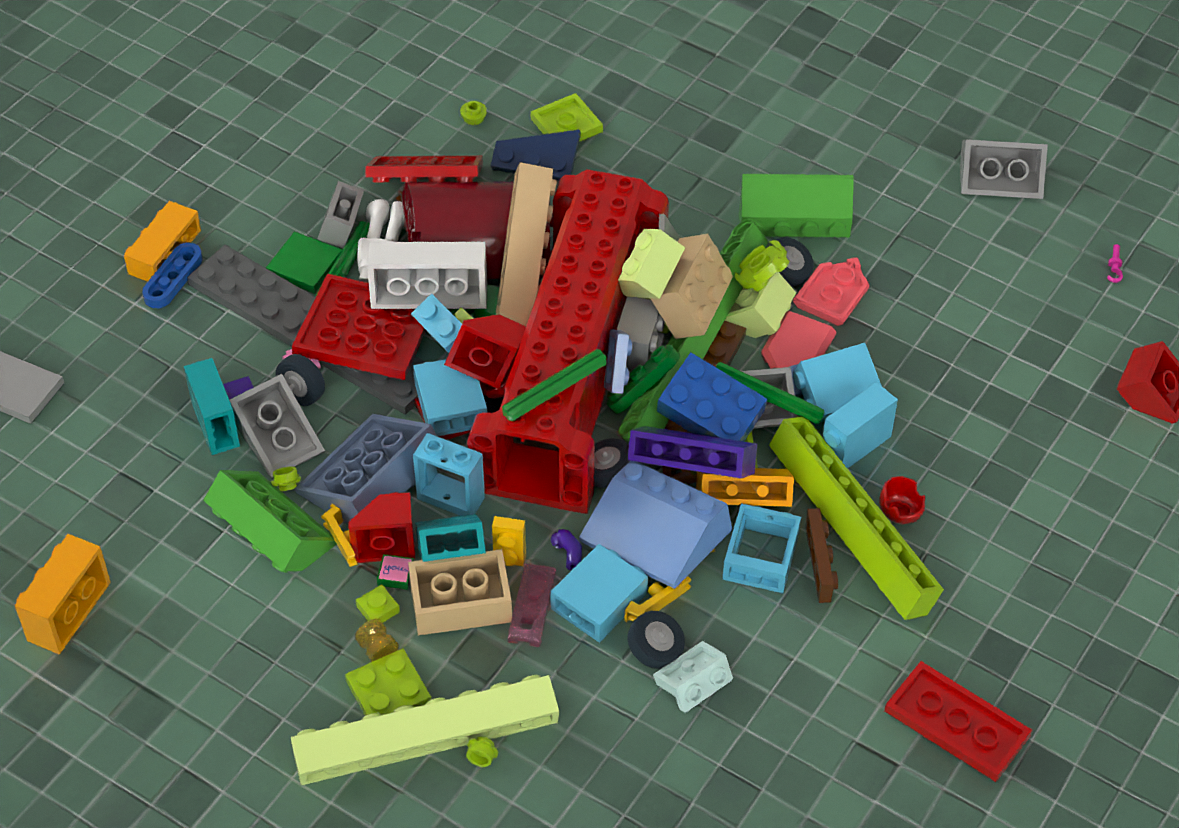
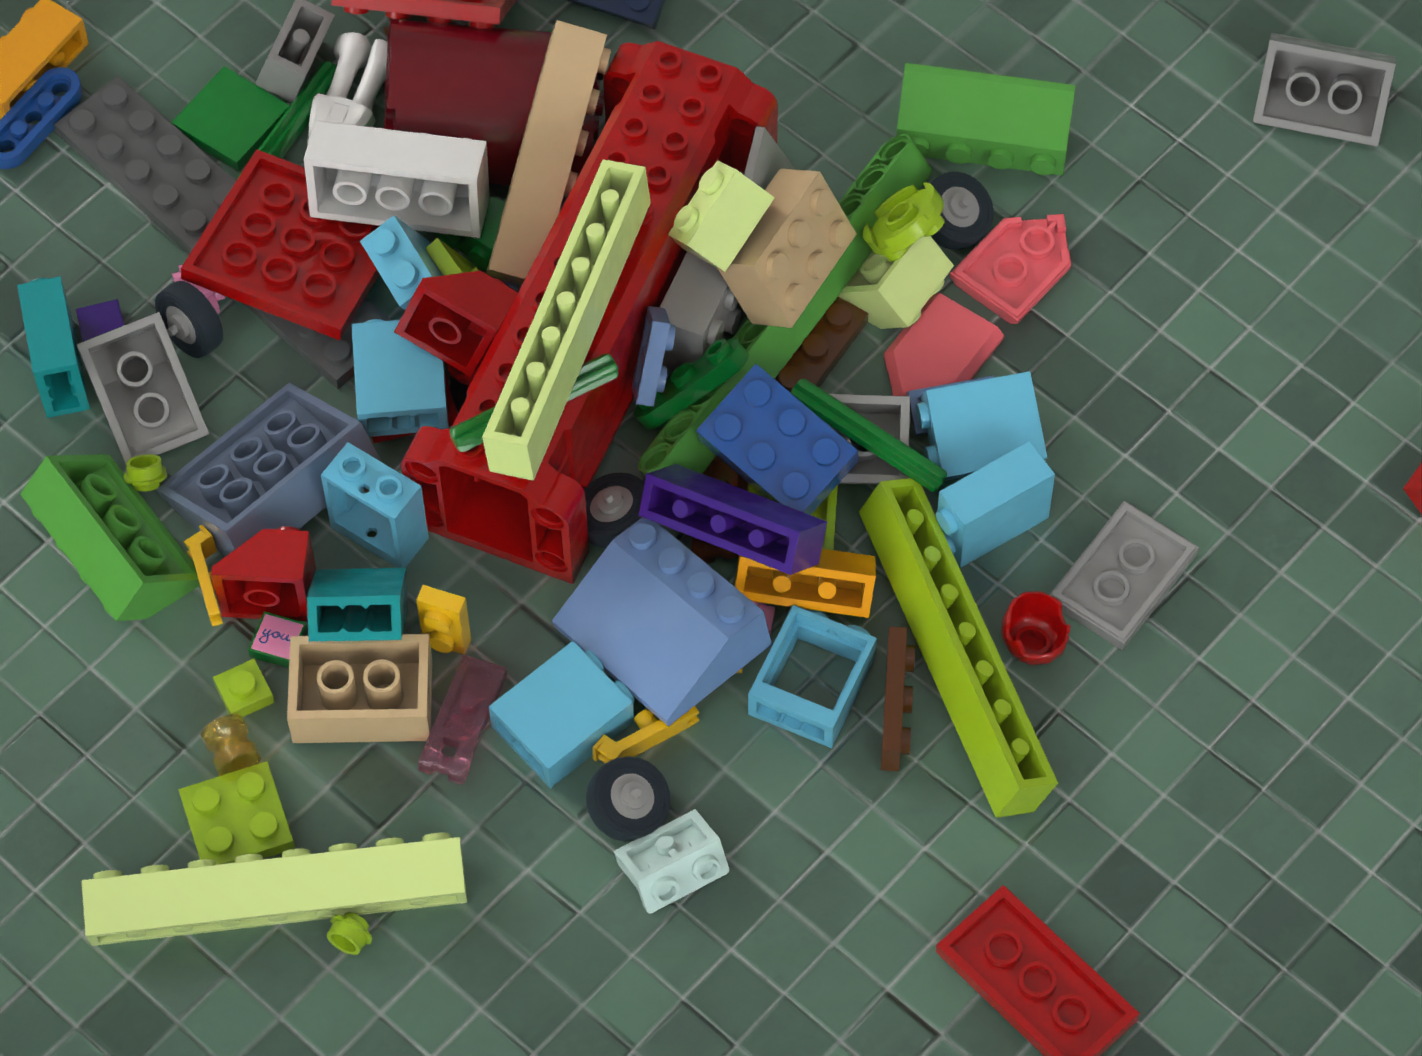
camera: 10 degrees right, 10 degrees up
(567, 540) = (538, 633): dark purple arm -> none
(569, 329) = (566, 320): none -> yellowish green brick
(950, 463) = (1123, 575): none -> light grey tile

